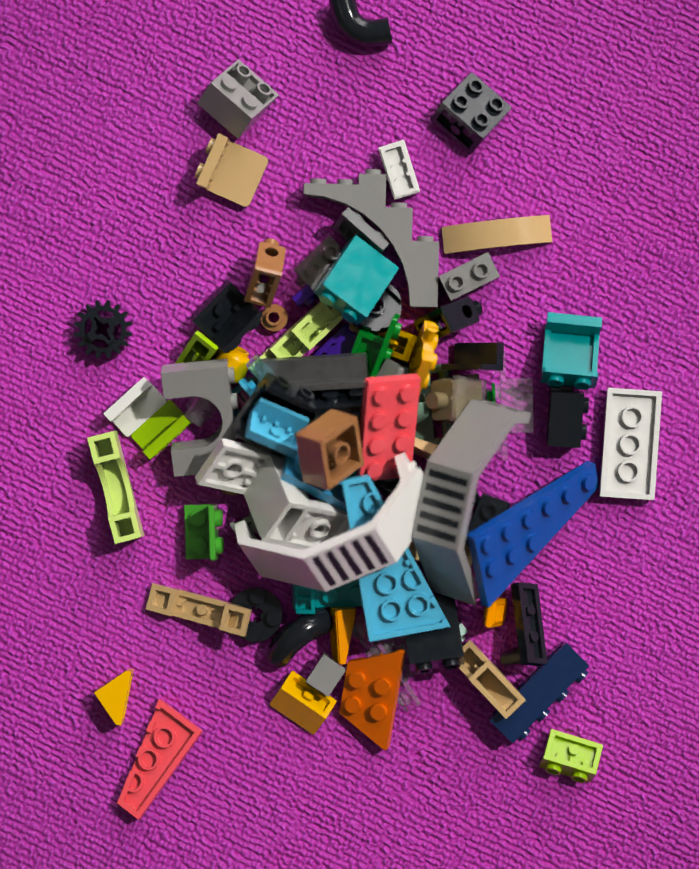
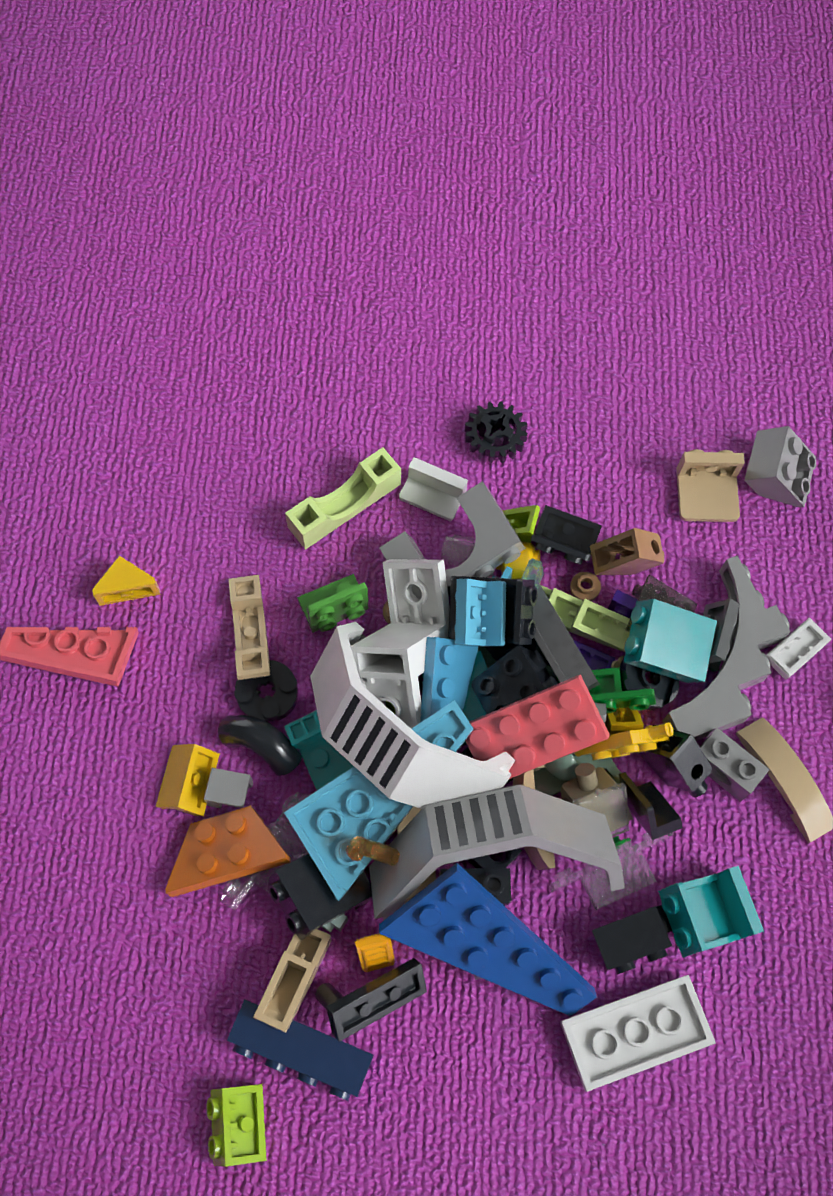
camera: 65 degrees right, 20 degrees down
(160, 429) = (420, 523): lime panel -> none
(329, 449) = (483, 671): medium nougat brick -> none
(341, 633) = (291, 784): light orange slope -> none
(422, 594) = (372, 849): none -> clear orange arm

